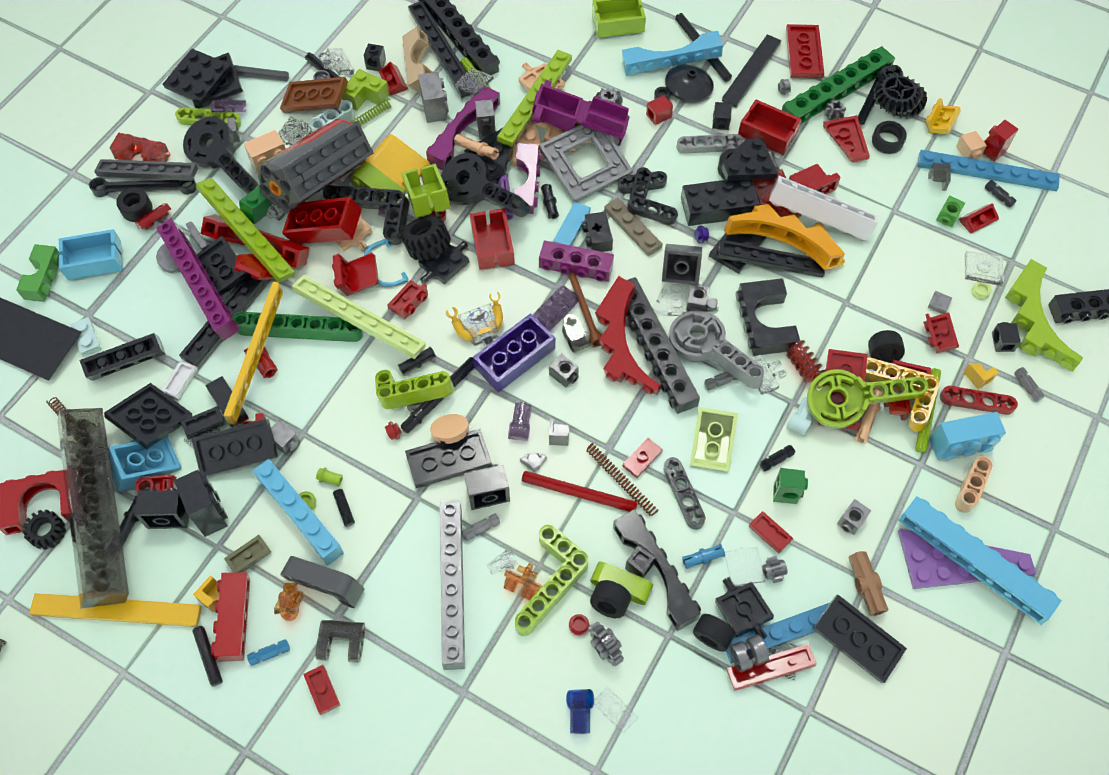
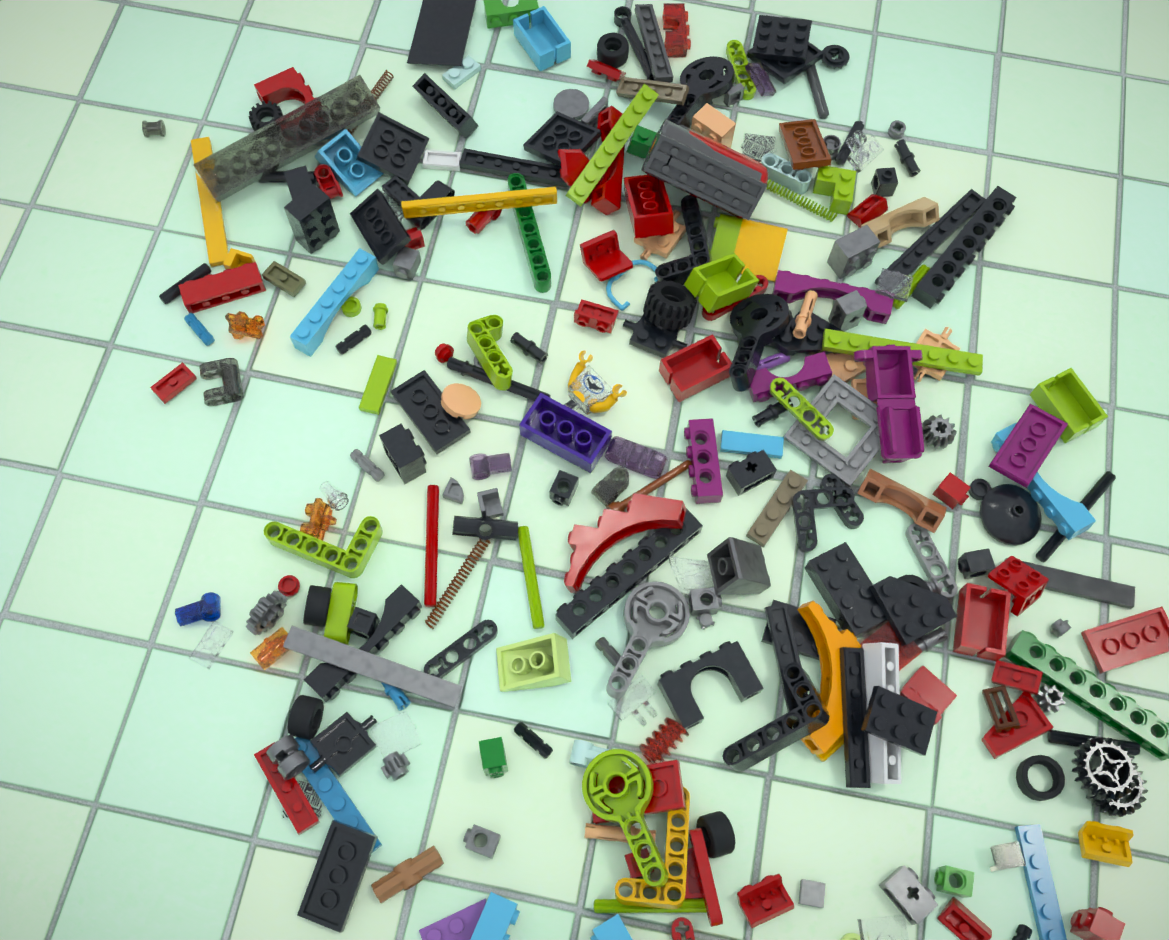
camera: 70 degrees right, 5 degrees up
(190, 195) = (668, 92): none -> dark tan plate
(198, 279) = (542, 128): magenta brick -> none
(235, 44) = (832, 51): none -> black gear
(323, 579) = (270, 347): dark grey beam -> none
(326, 30) = (900, 126): none -> flat silver bush
(357, 36) = (907, 158): none -> black pin
(359, 316) = (549, 277): yellowish green plate -> none
(401, 497) = (378, 384): none -> lime tile
(452, 586) = (296, 456): brick -> none
(561, 178) = (798, 411): none -> lime beam
(580, 441) = (471, 527): none -> black piece
(634, 420) = (530, 577): none -> lime axle
(639, 649) = (270, 649): none -> clear orange hips
(642, 457) = (489, 596): plate -> none
(644, 48) = (1028, 445): none -> magenta tile
(670, 131) = (920, 508): none -> nougat arch
(683, 564) = (372, 666): none -> flat silver tile
(701, 234) = (793, 583): dark purple plate -> none
(746, 92) = (1020, 581): none -> red bracket
(770, 532) = (440, 752): red plate -> none
(815, 122) = (1016, 677): none -> red plate
(820, 271) = (783, 724): none -> black beam
(822, 226) = (854, 711): none -> black tile
(835, 143) = (1005, 725): none -> reddish brown tile
(836, 195) = (899, 720): none -> black plate
(889, 70) = (1147, 754): black beam -> none
(921, 362) = (705, 877): none -> red beam
(954, 242) = (897, 887): none -> brick
(971, 145) = (1076, 892): light nougat brick -> none

